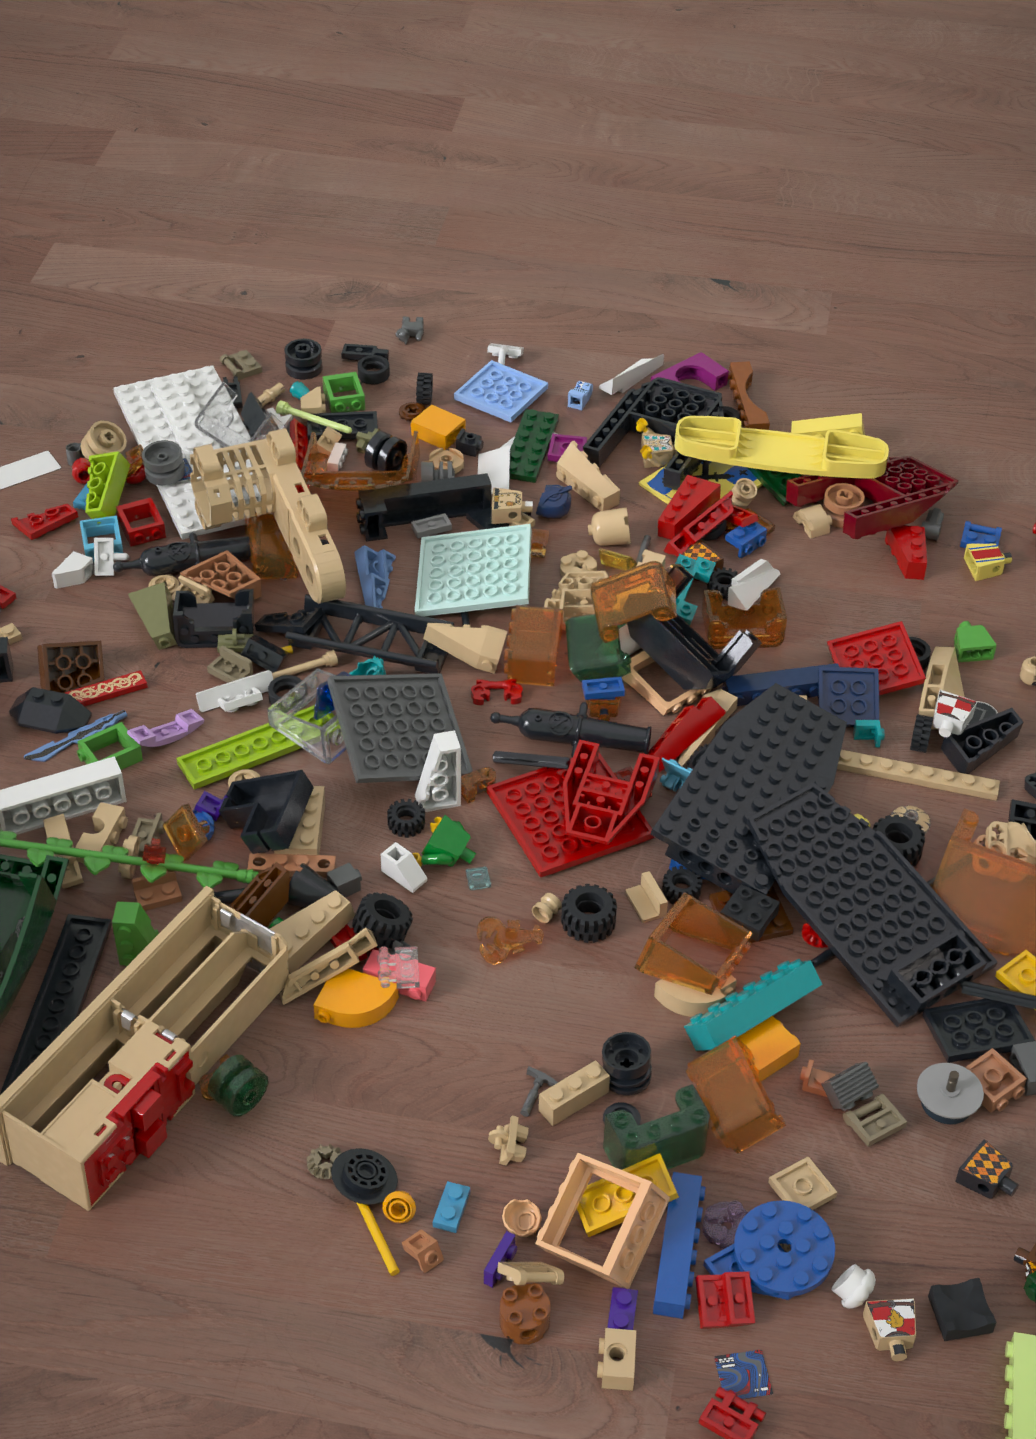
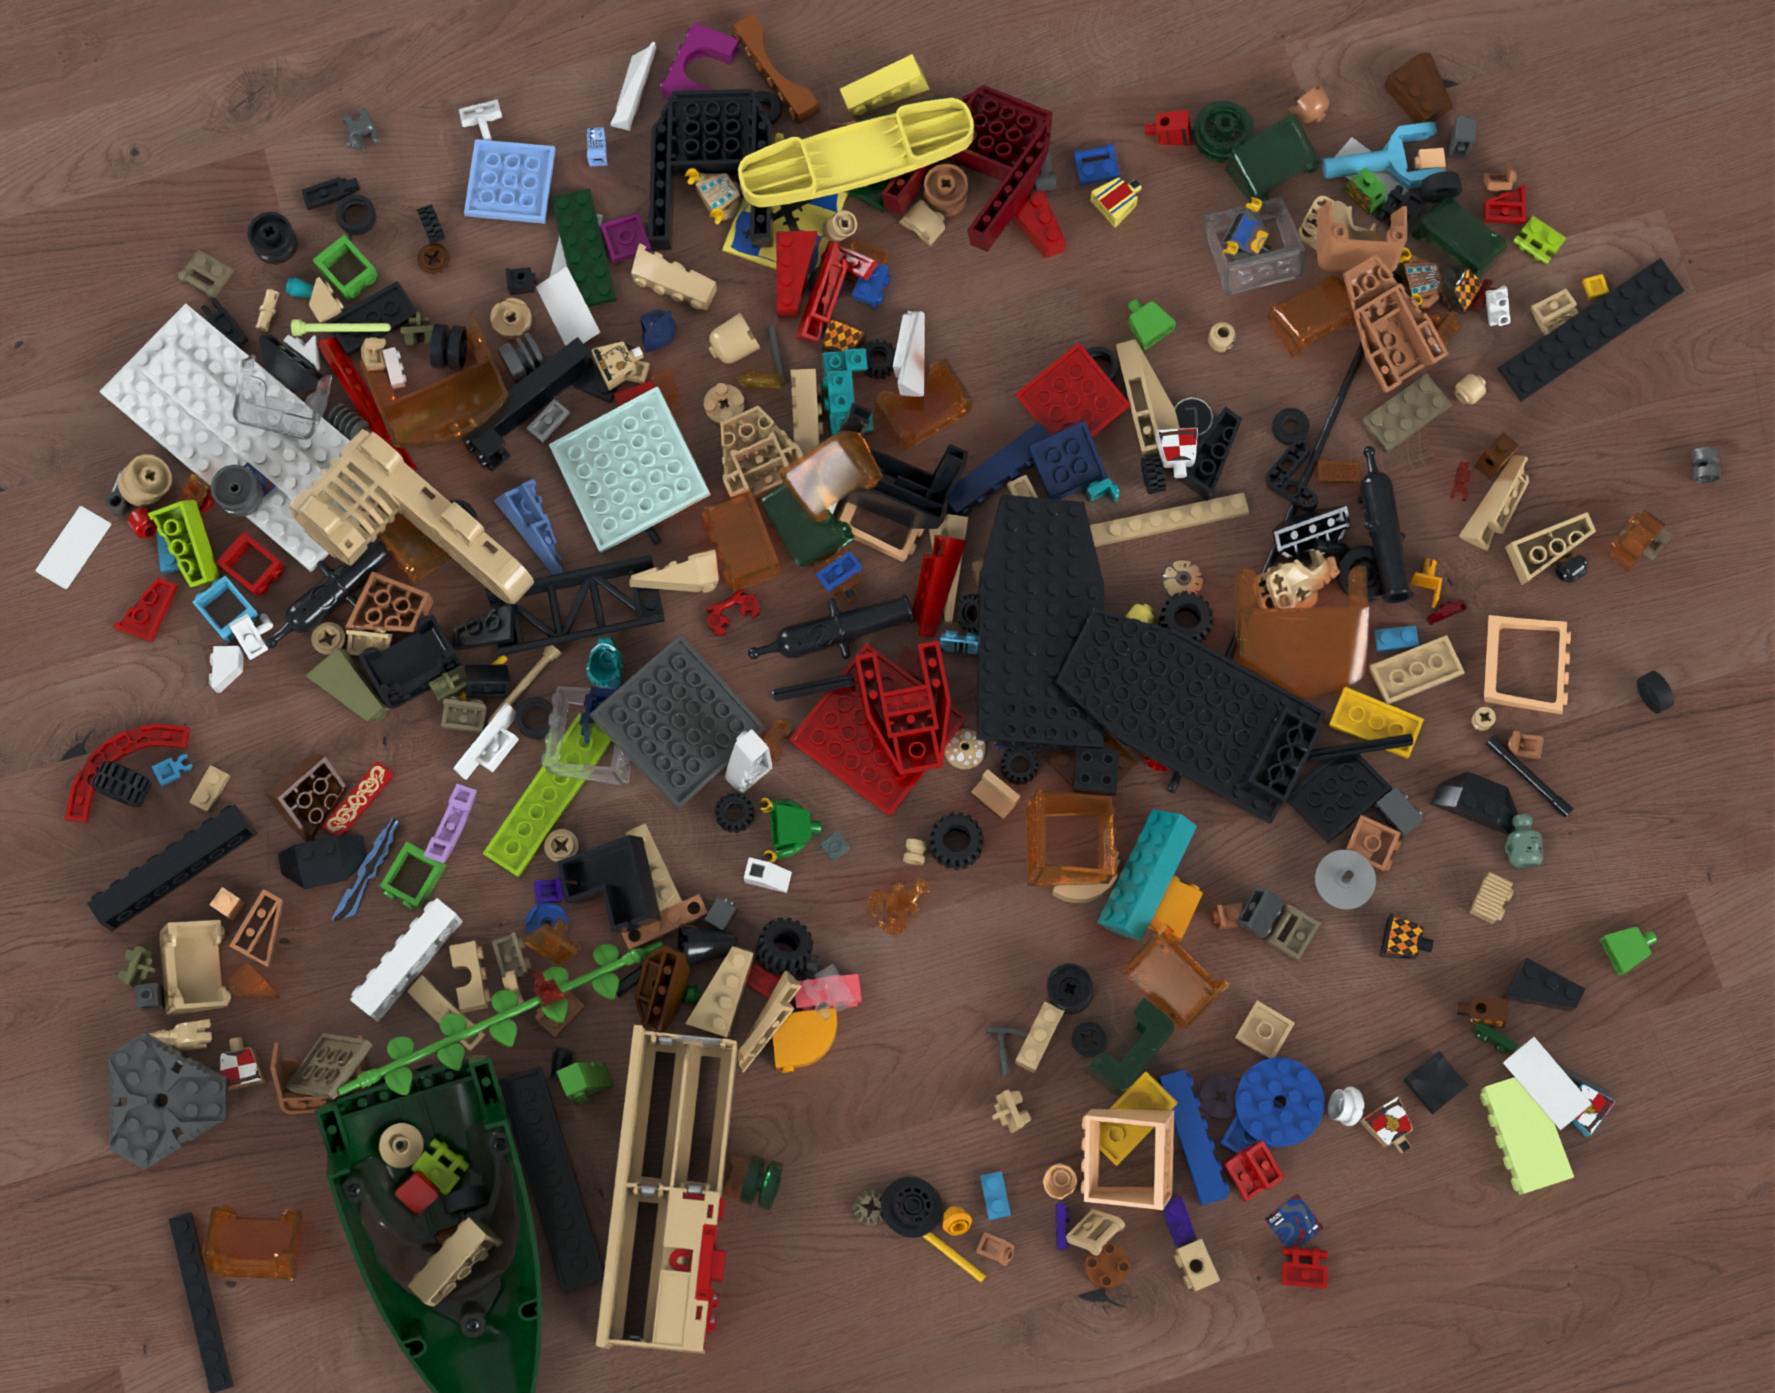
camera: 25 degrees left, 30 degrees up
(438, 426) = (474, 271): light orange brick -> none
(639, 859) = (965, 758): none -> tan dish

